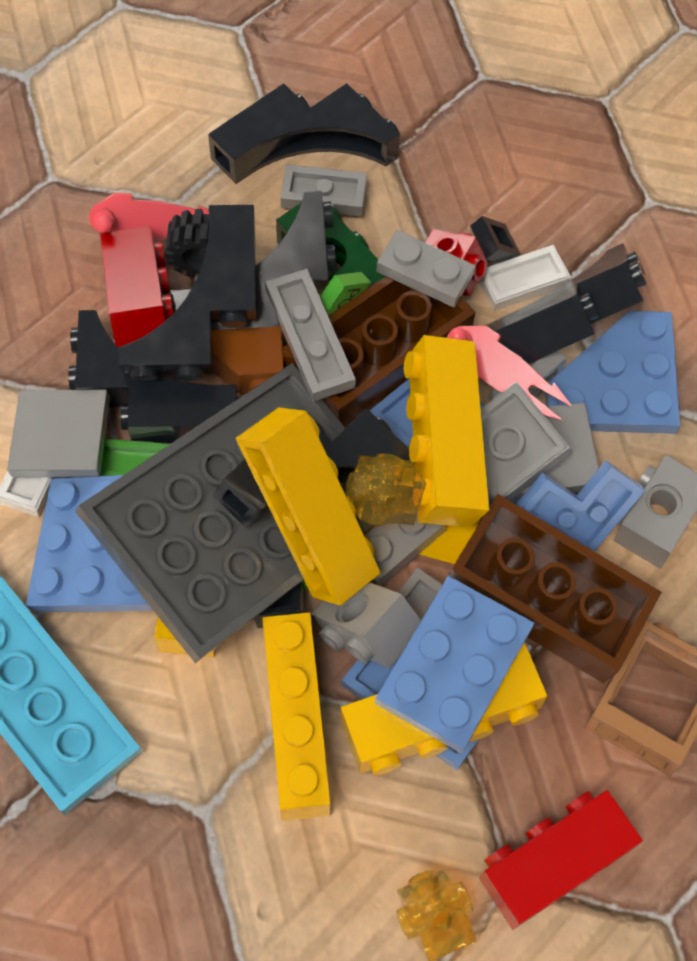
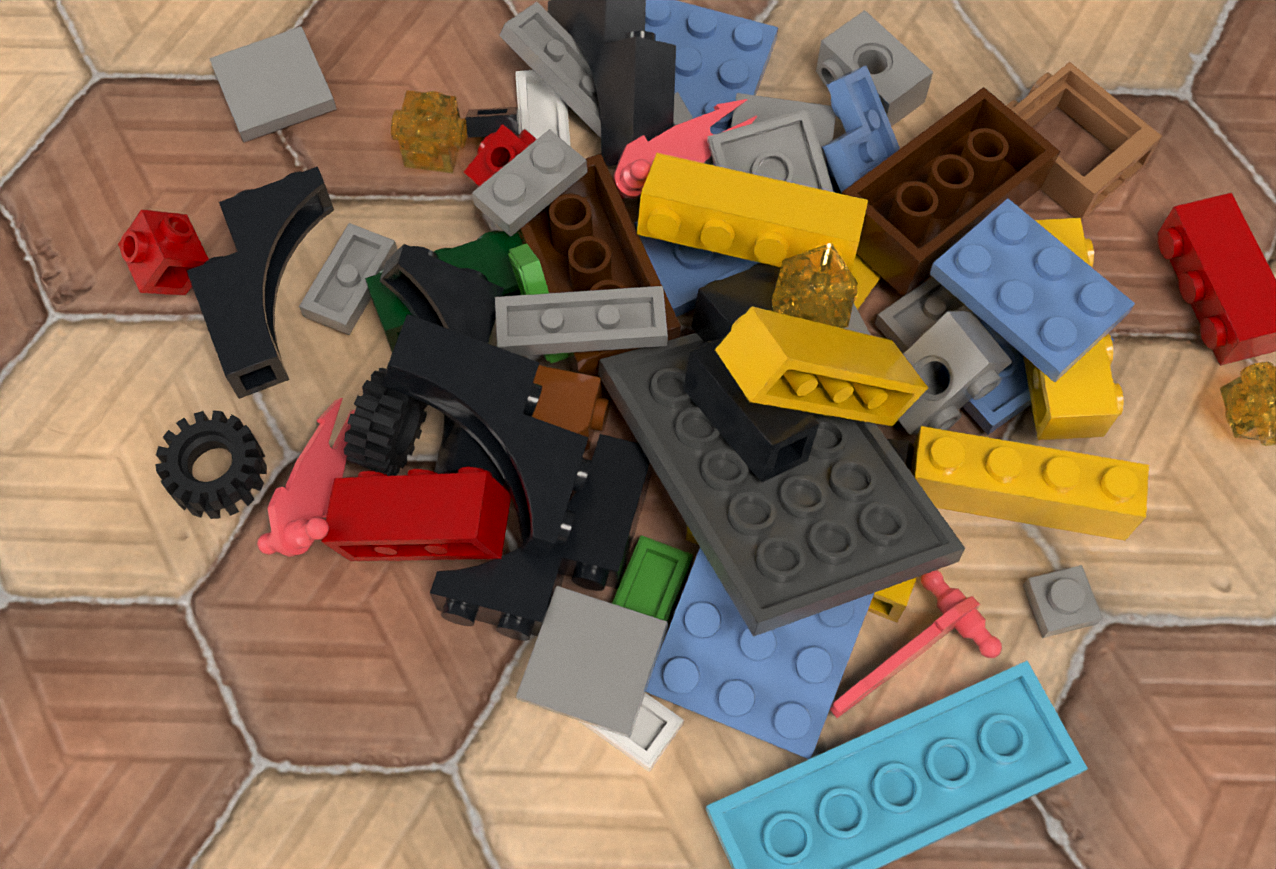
camera: 70 degrees left, 0 degrees up
(143, 137) = (198, 439): none -> black tyre
(169, 689) = (957, 613): none -> coral piece
(207, 774) = (1062, 601): none -> light grey plate
(300, 65) = (160, 251): none -> red brick
(466, 197) = (429, 131): none -> clear yellow brick
(477, 89) = (273, 84): none -> light grey tile
(568, 255) = (555, 59): none -> light grey plate

